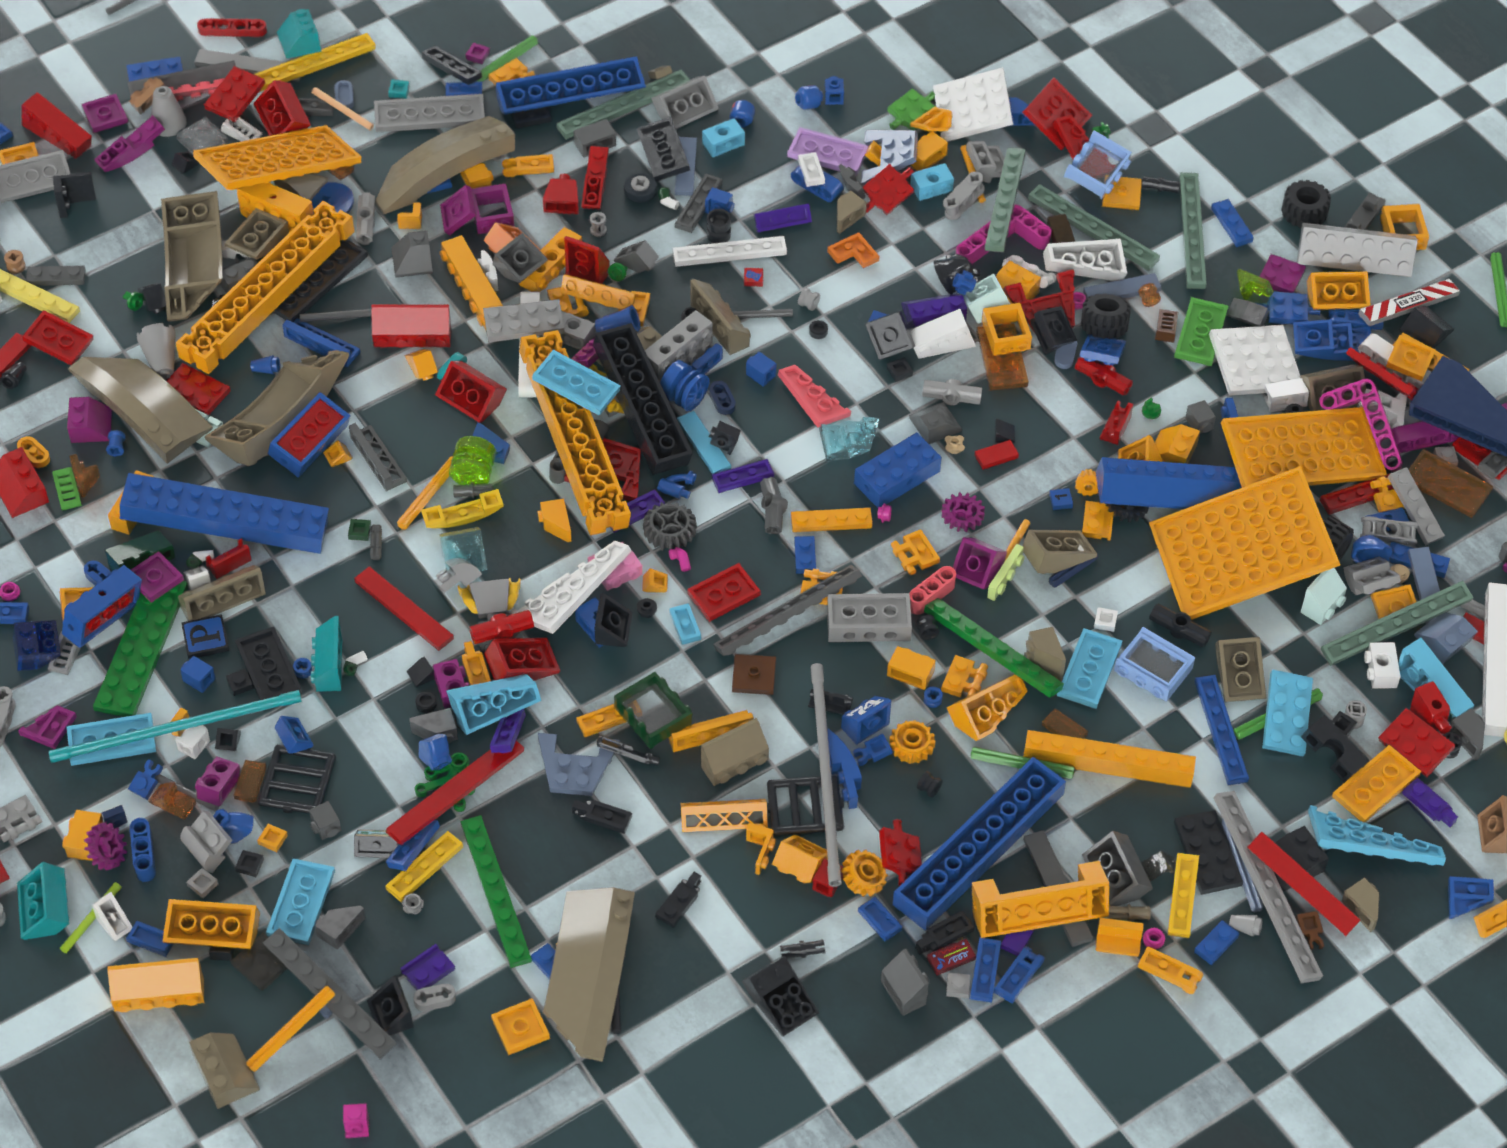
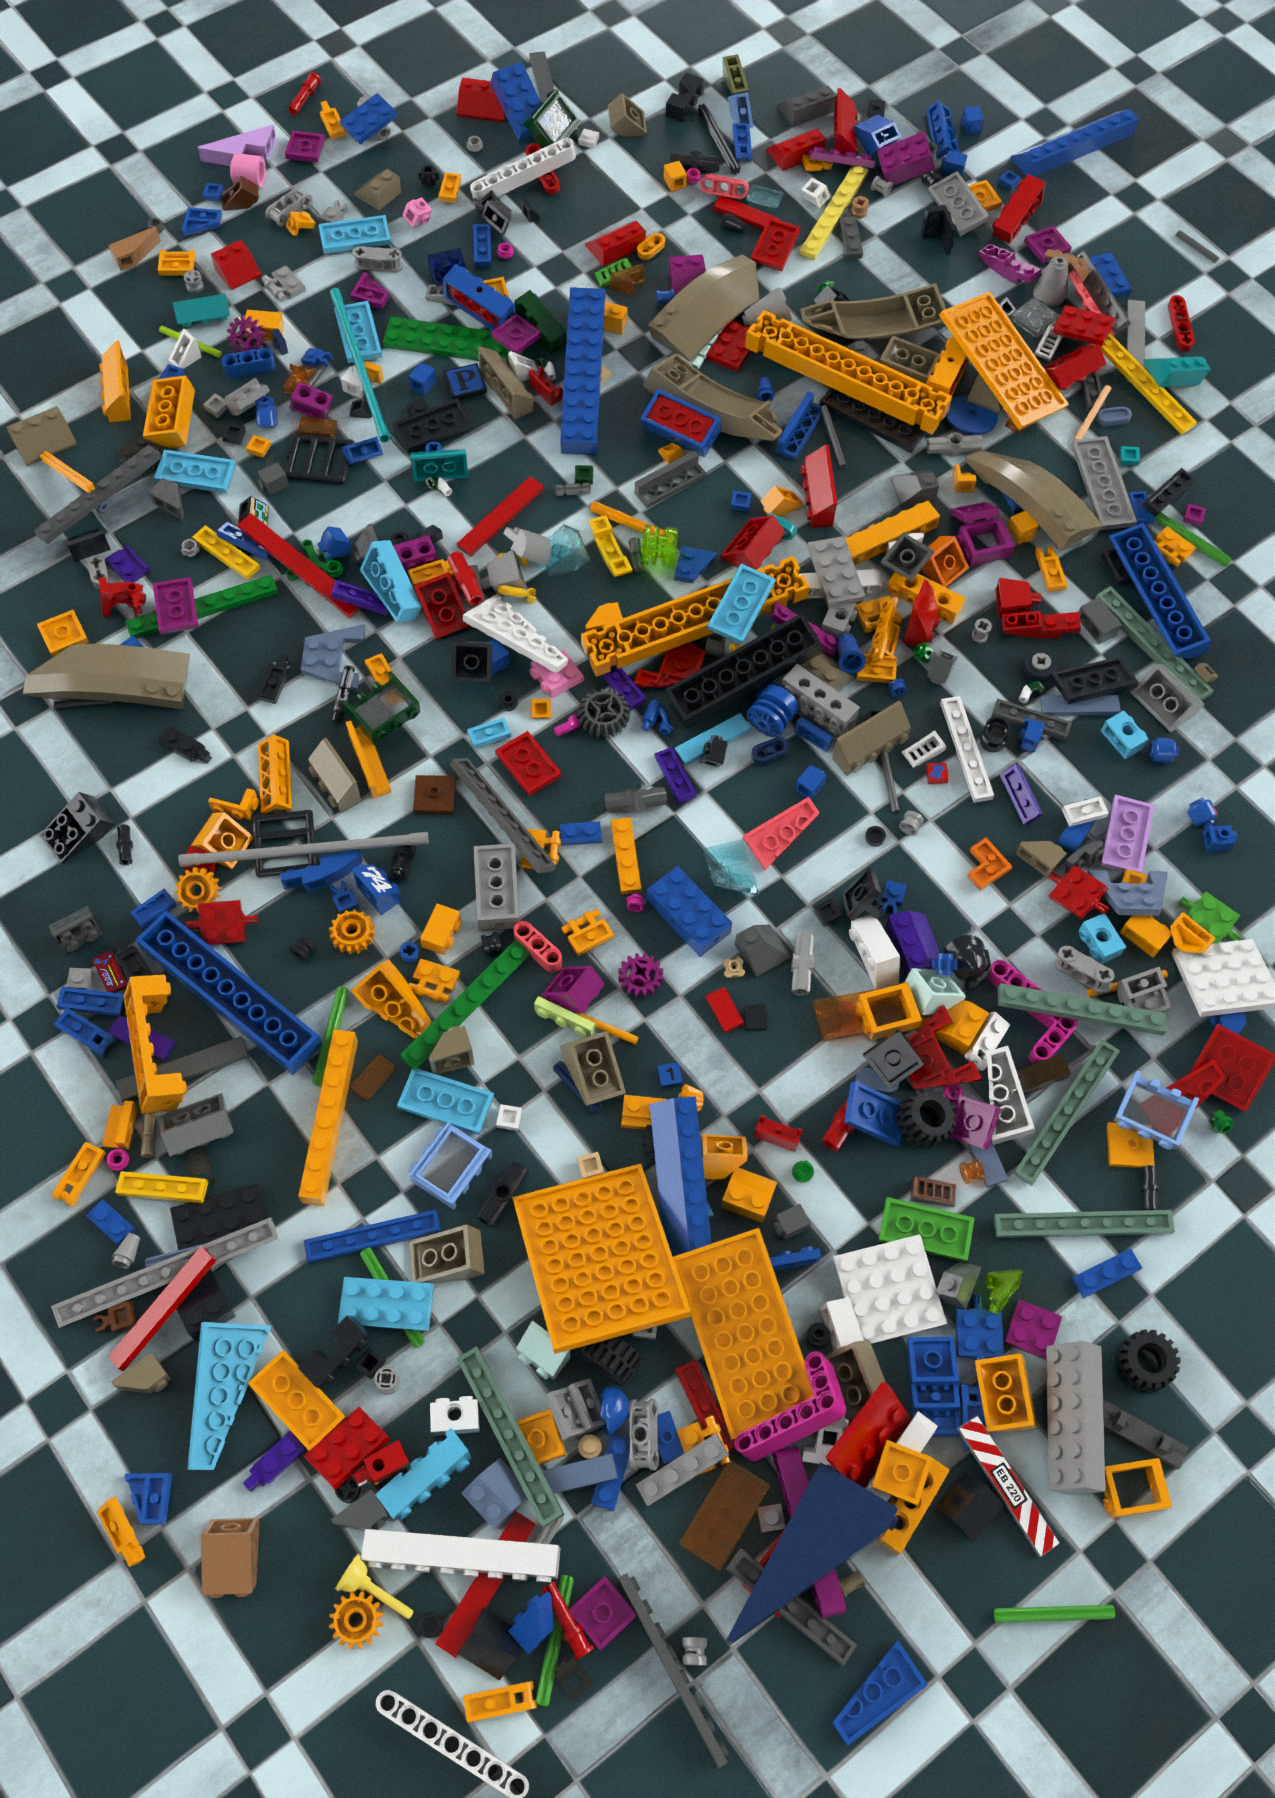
camera: 85 degrees right, 10 degrees up
(413, 397) = (740, 501): none -> blue plate
(481, 956) = (121, 594): none -> red tile
(502, 904) = (175, 605): none -> magenta plate
(657, 294) = (897, 687): none -> blue bush
(727, 270) = (932, 737): none -> white slope
(1109, 280) = (974, 1122): none -> magenta tile
(1151, 560) = (590, 1165): none -> tan plate

